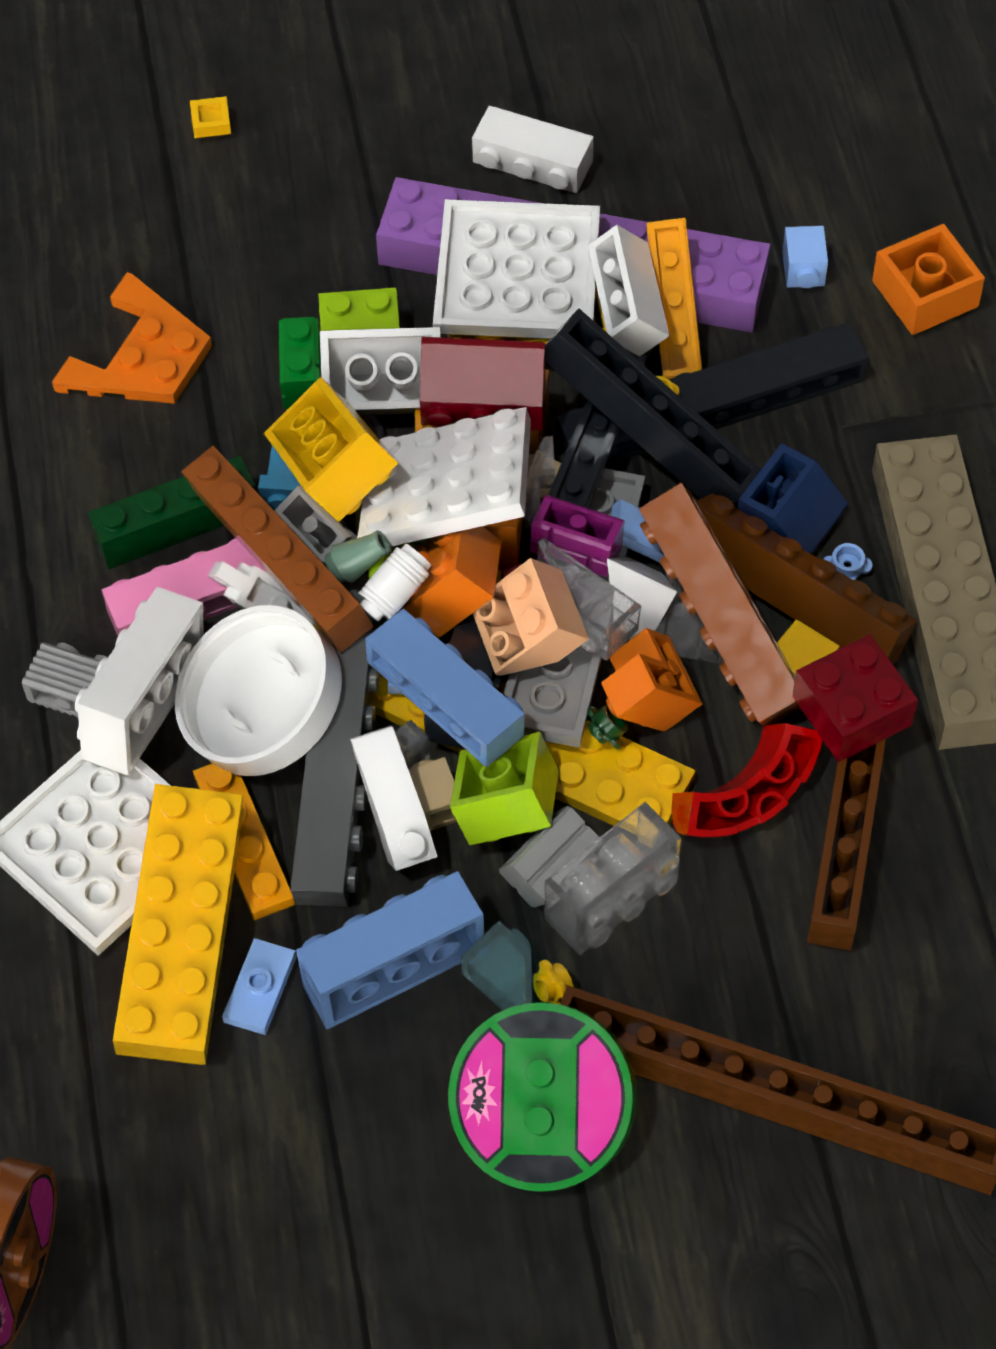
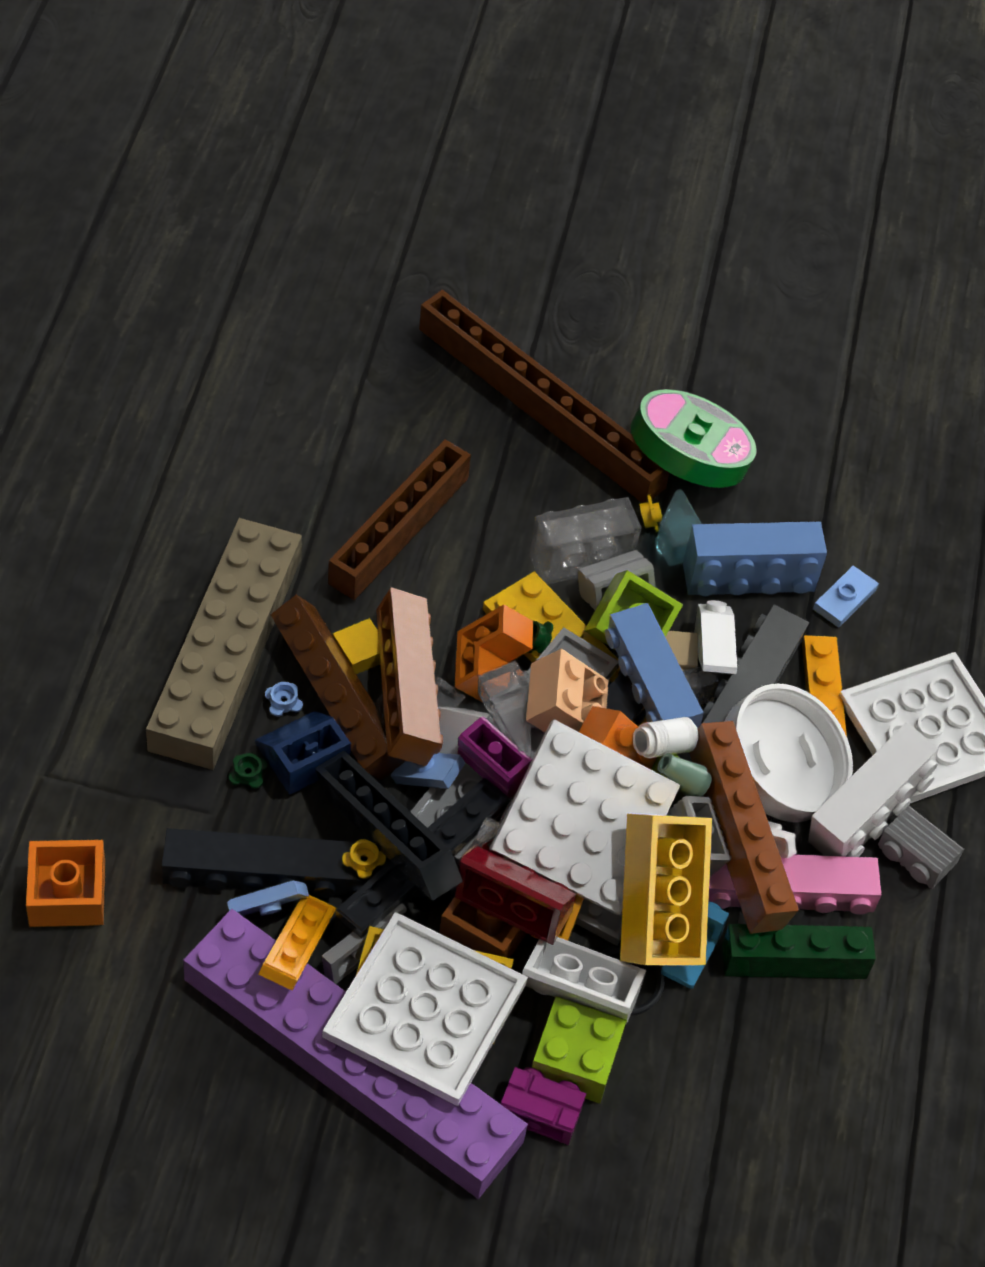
camera: 165 degrees left, 5 degrees down
(153, 359) = (764, 1124): orange wing -> none
(179, 925) = (893, 632): yellow brick -> none
(298, 357) = (641, 1045): green brick -> none
(375, 271) = (544, 1104): none -> magenta brick
(532, 149) = (328, 1185): white brick -> none
(628, 290) = (346, 929): white brick -> none
(728, 338) = (269, 899): none -> light blue plate
(758, 792) = (456, 572): red brick -> none
(805, 256) = (150, 961): light blue brick -> none
(839, 465) = (248, 762): none -> dark green plate
(854, 697) = (363, 551): dark red brick -> none

